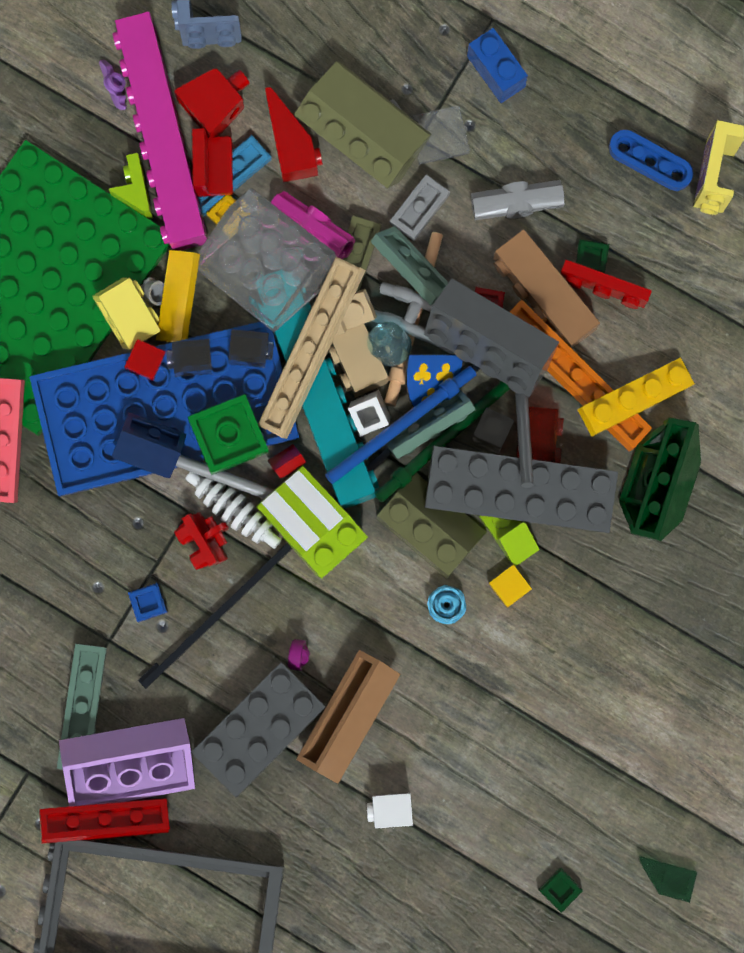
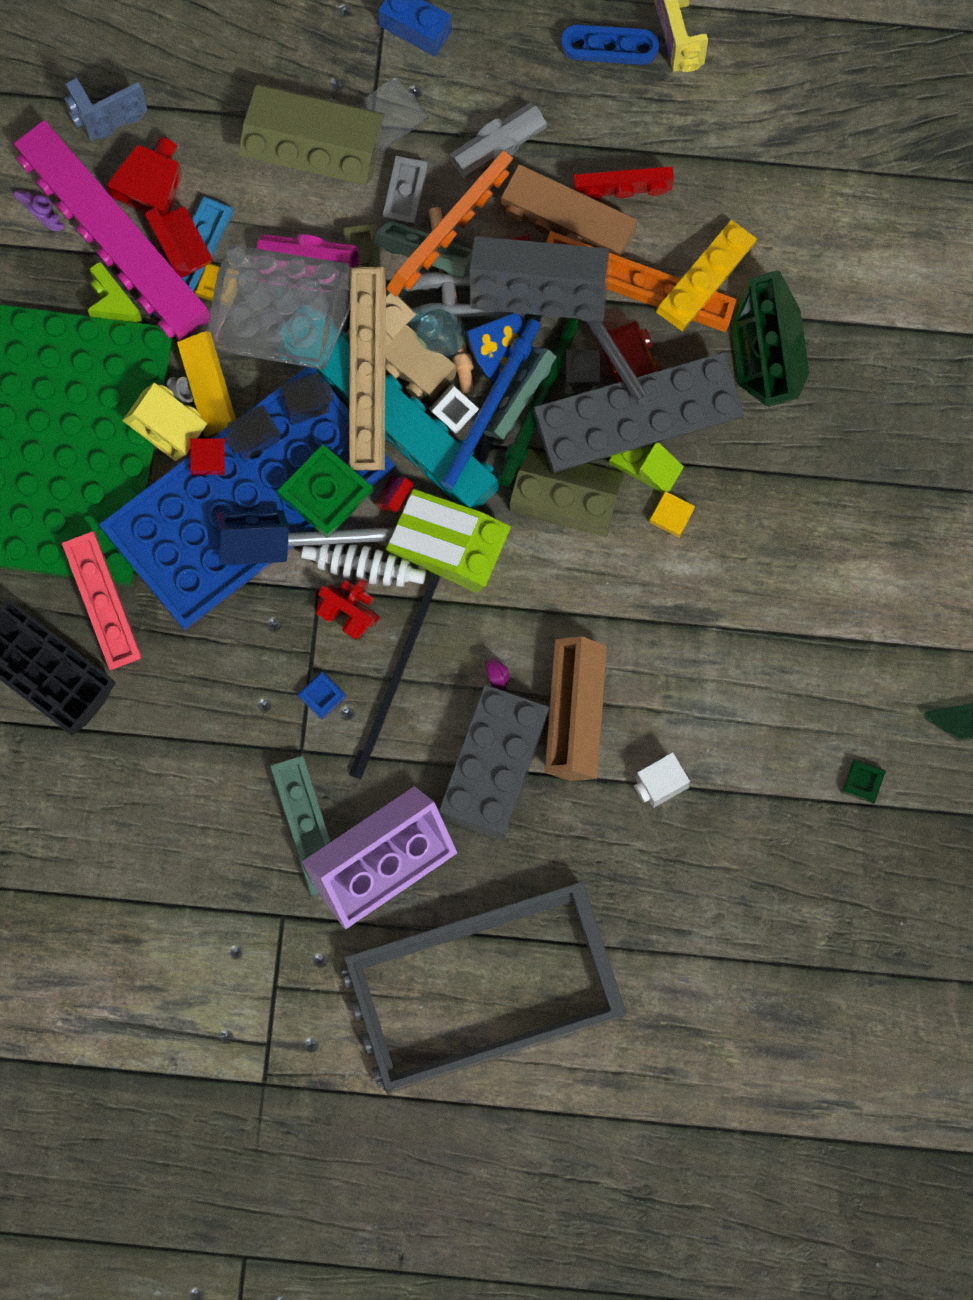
camera: 25 degrees left, 5 degrees down
(104, 820) = (383, 921): red plate -> none
(293, 144) = (248, 184): red slope -> none
(431, 261) = (444, 232): none -> orange plate
(453, 597) = (619, 549): medium azure plate -> none
(592, 255) = (597, 159): dark green tile -> none

